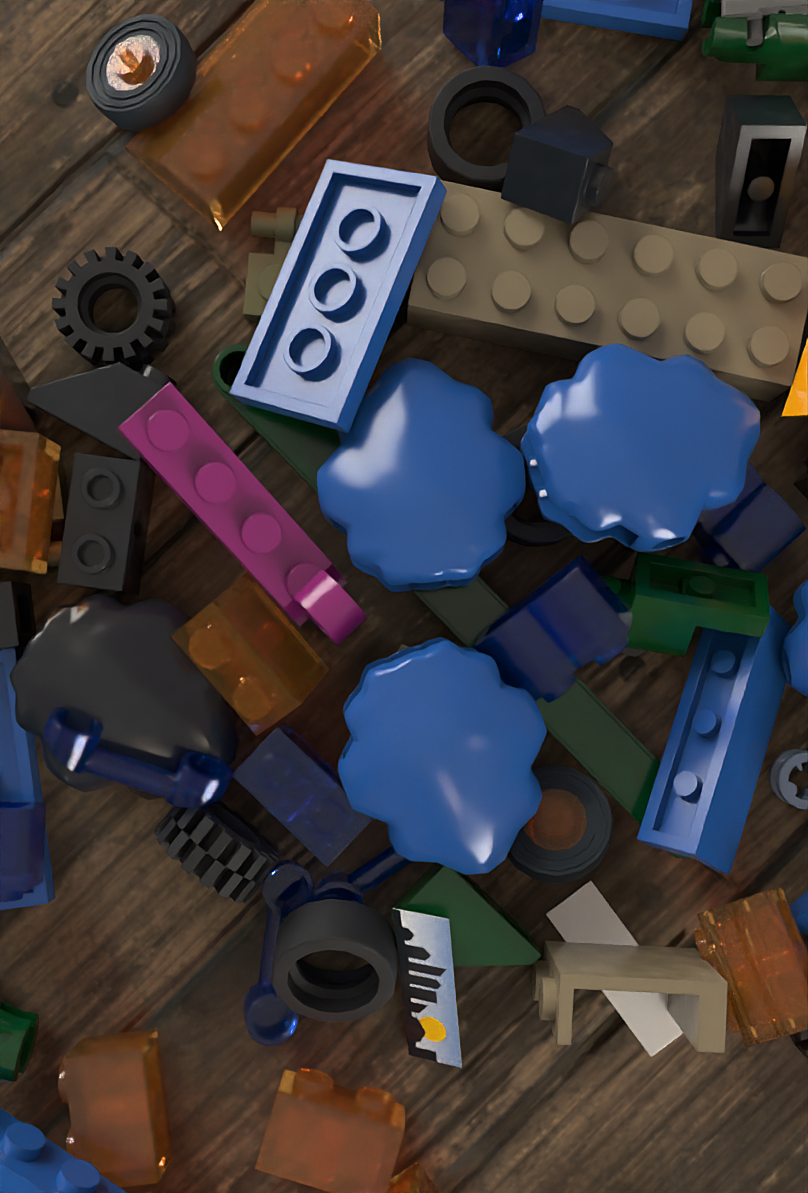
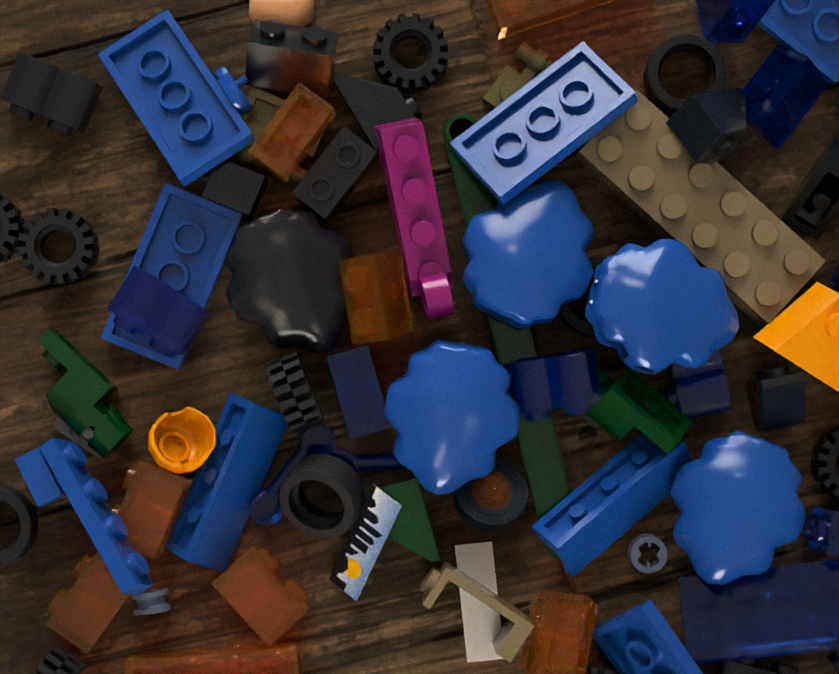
camera: 30 degrees right, 0 degrees up
(106, 996) = (182, 440): none -> light orange hair
(196, 783) = (307, 347): clear blue bar -> none
(199, 1026) = (221, 488): none -> blue panel
(626, 81) = (782, 93): none -> clear blue panel

